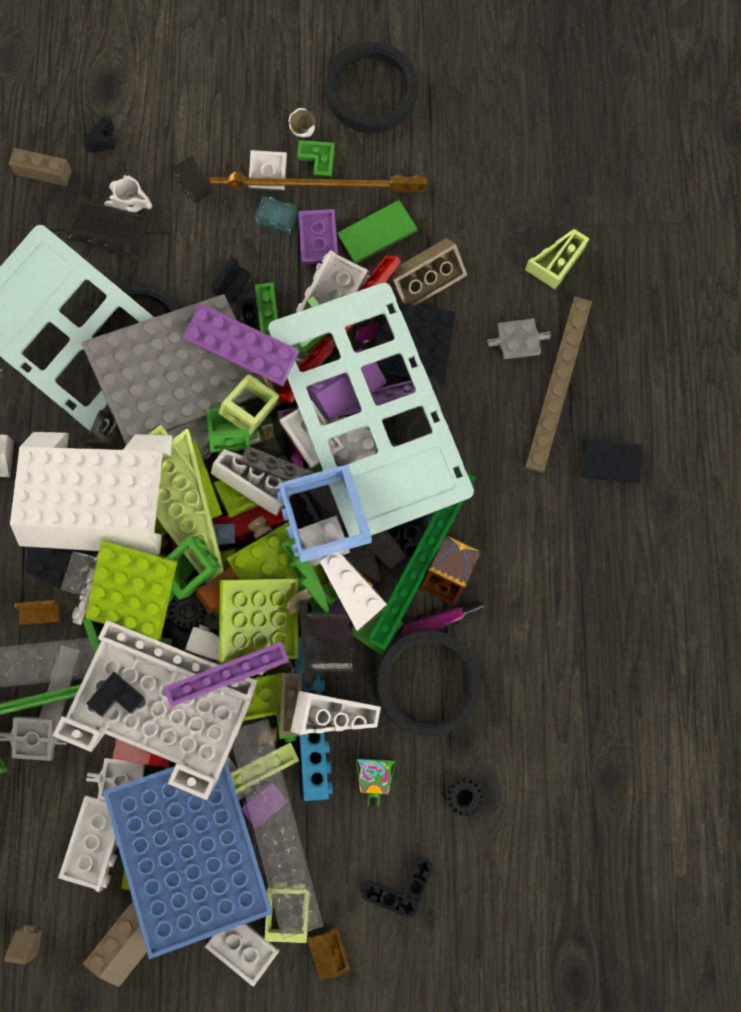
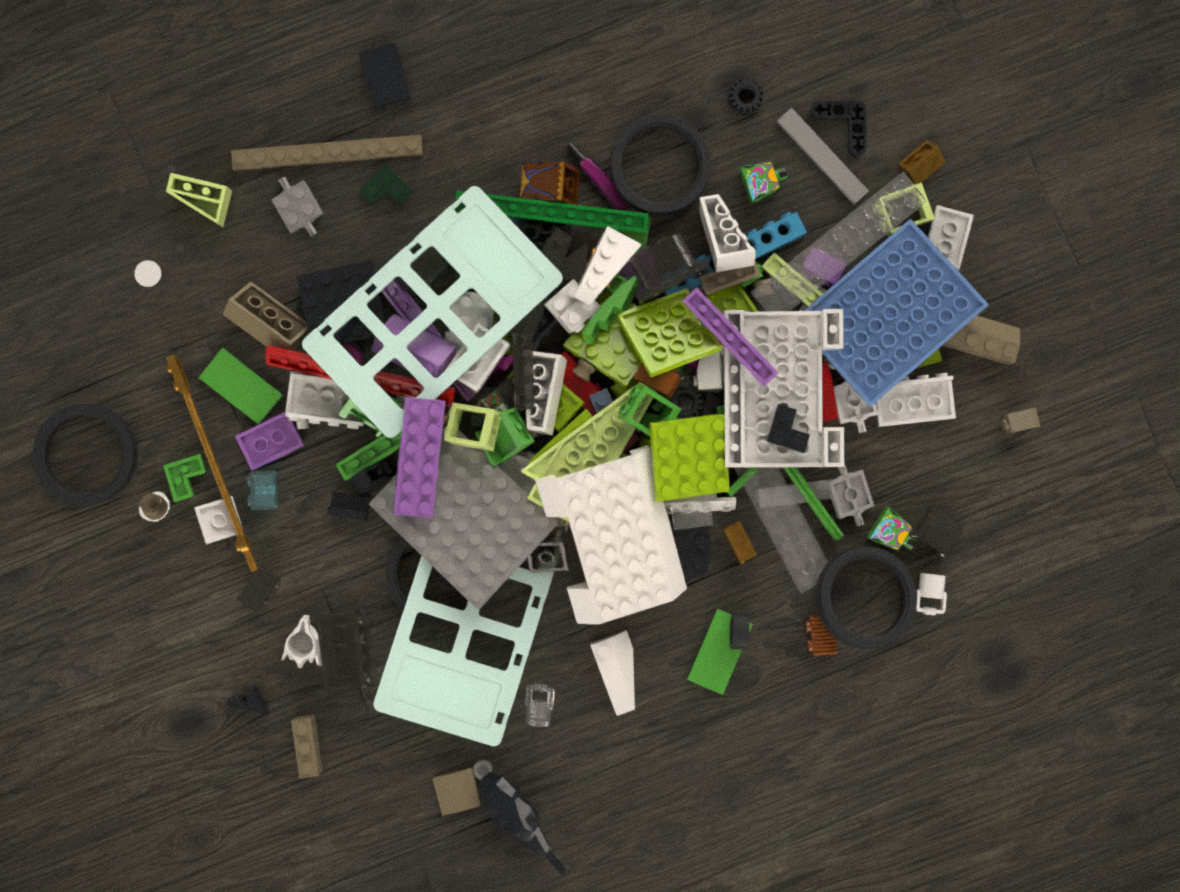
camera: 110 degrees left, 10 degrees up
(292, 606) = (637, 307): dark tan arm -> none
(317, 480) = (507, 304): light blue window -> none
(375, 851) = (822, 156): none -> light grey tile
(508, 194) = (147, 273): none -> white sticker
(511, 424) = (385, 181): none -> clear green plate

